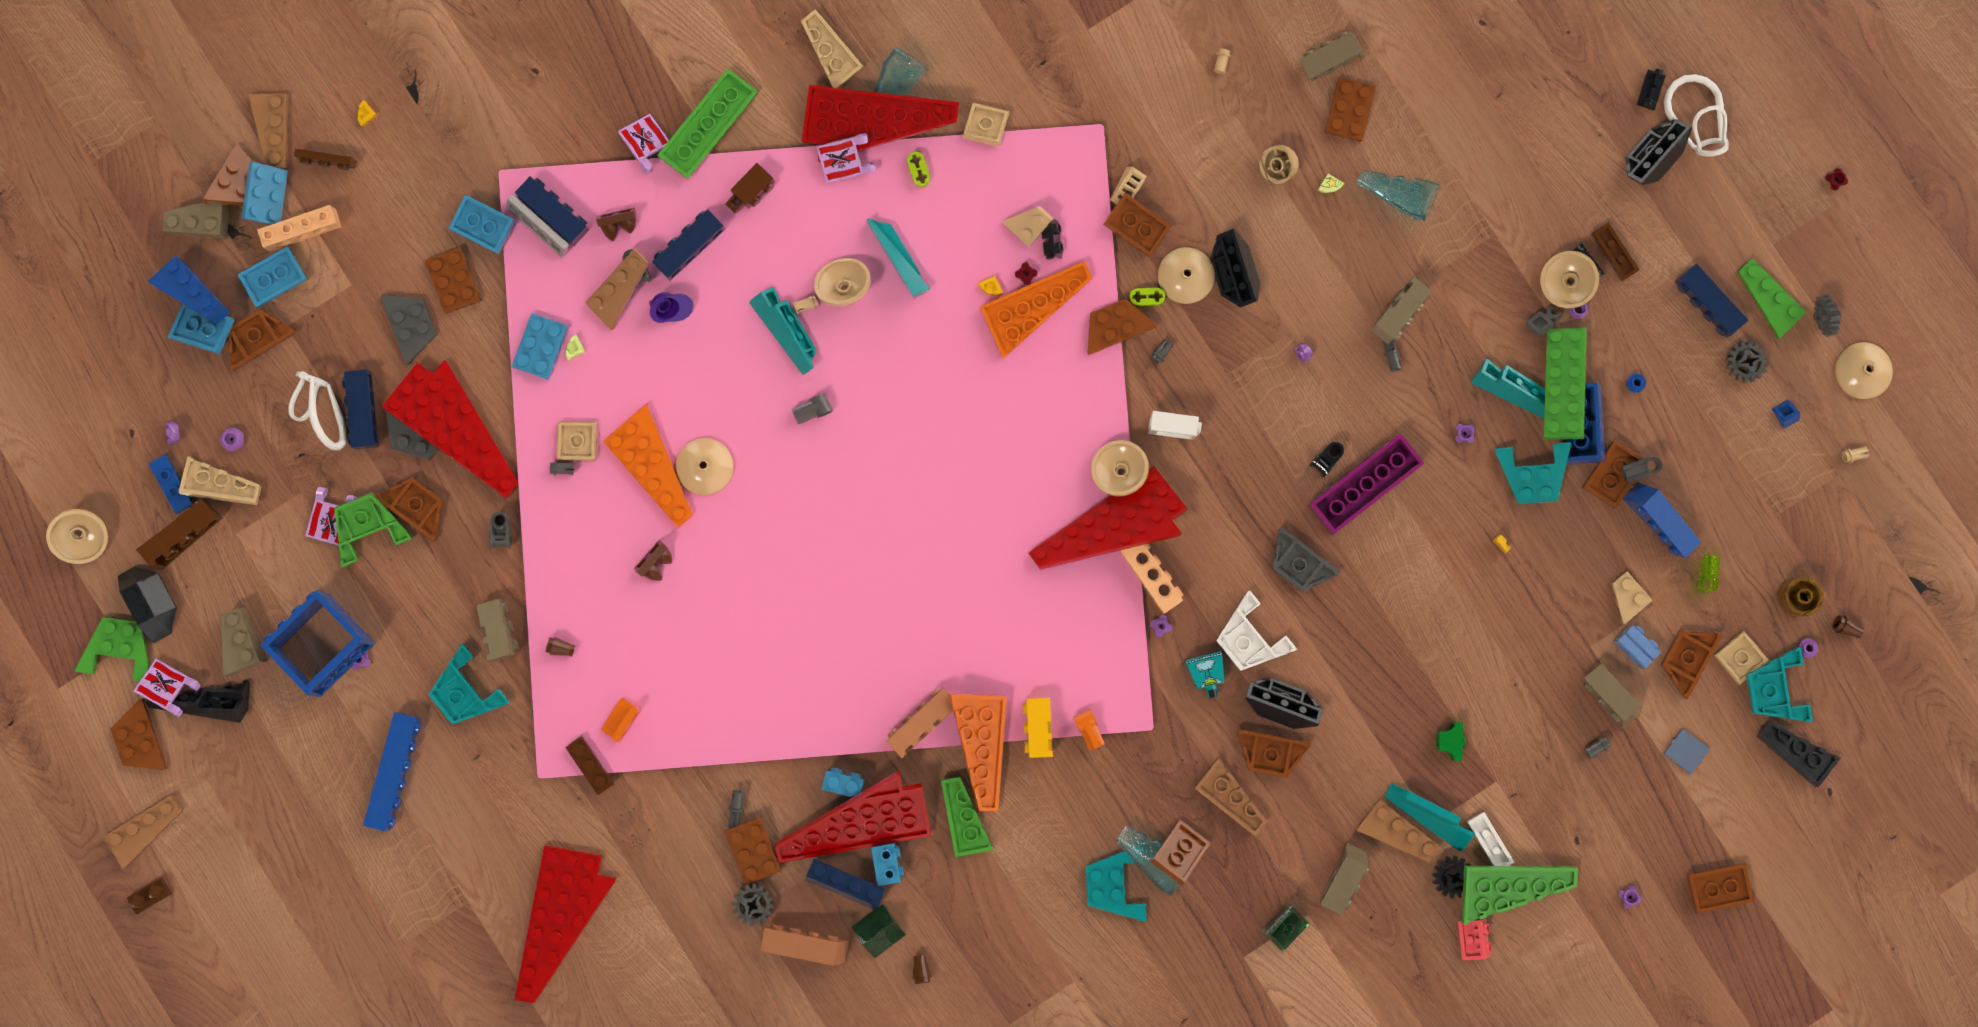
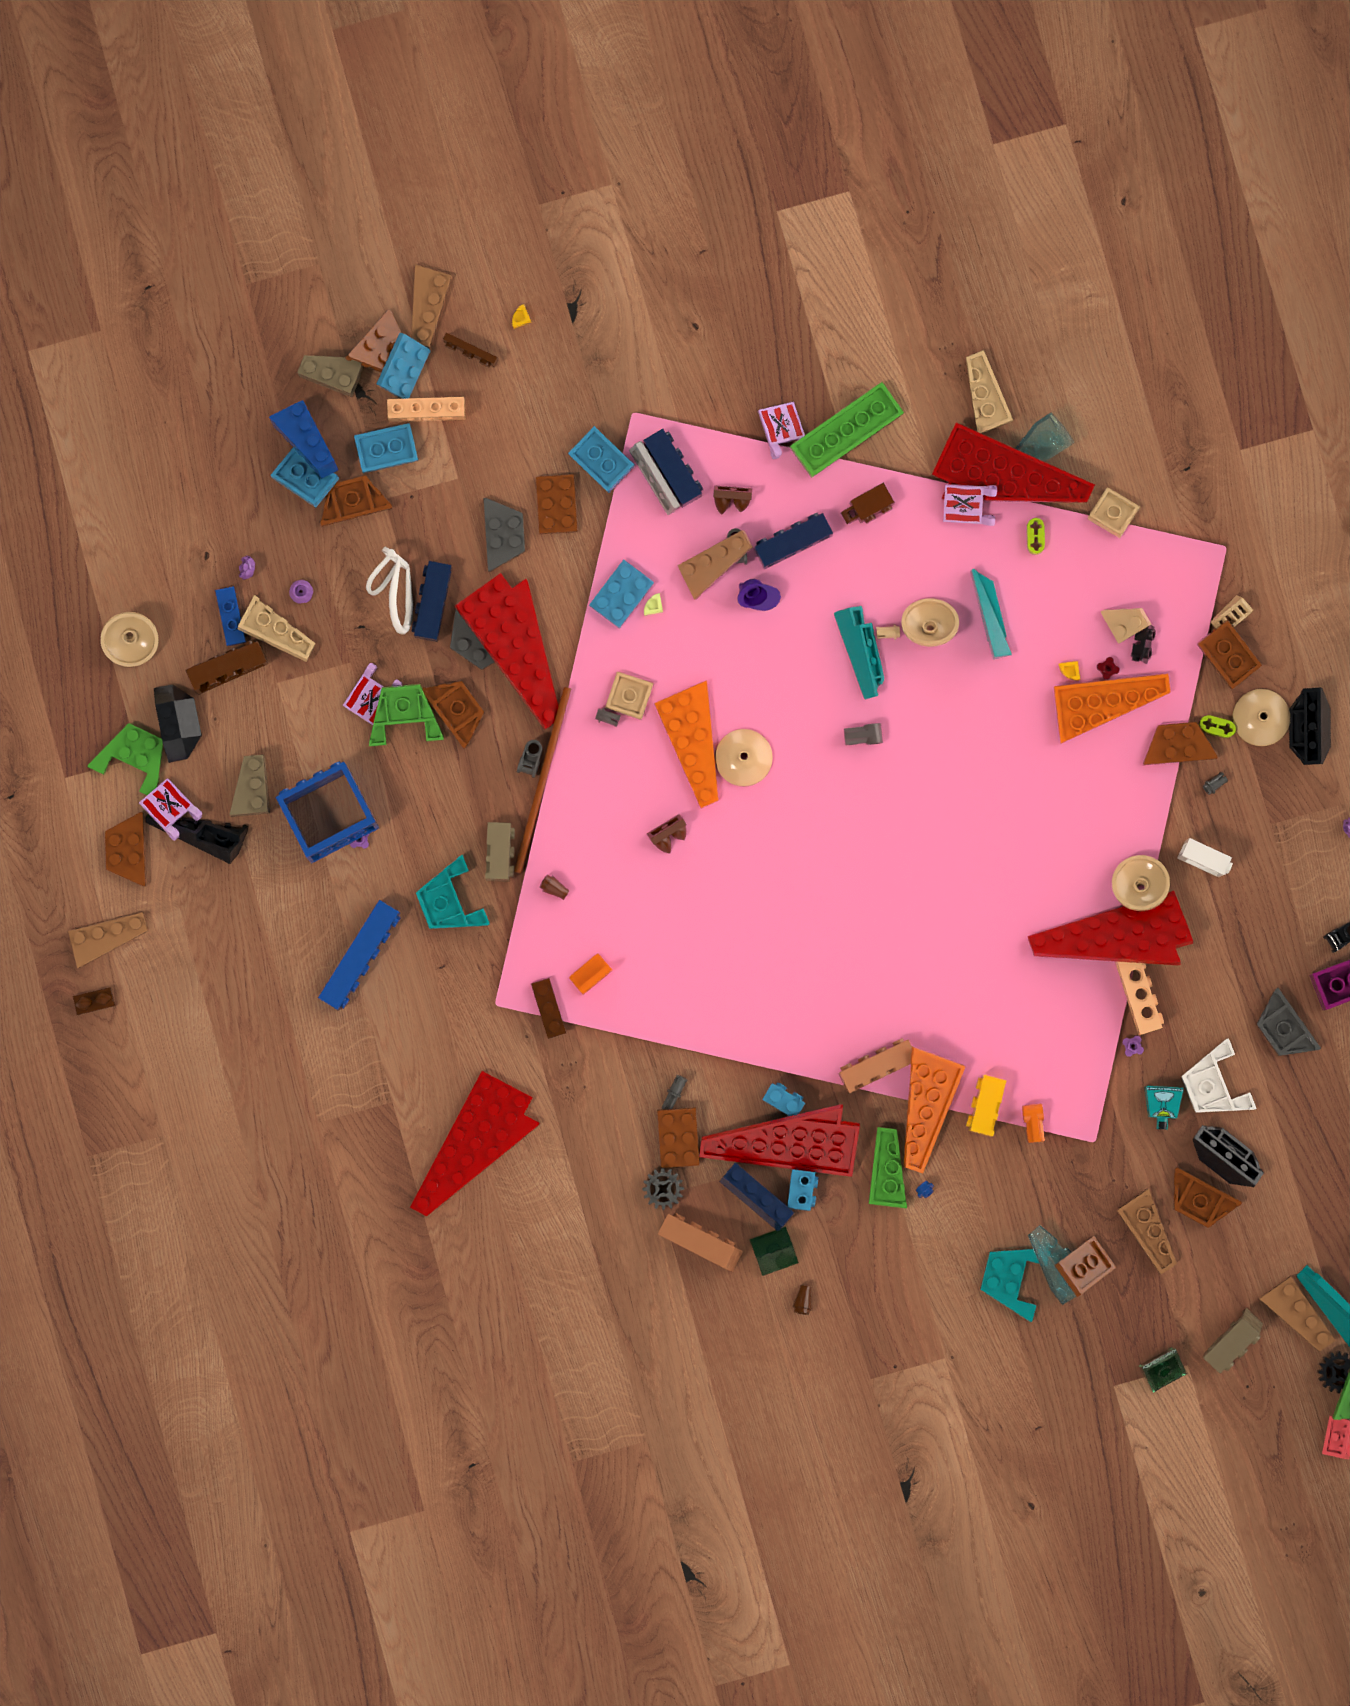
camera: 20 degrees right, 0 degrees up
(518, 548) = (542, 780): none -> dark orange piece
(1005, 826) = (925, 1189): none -> blue plate

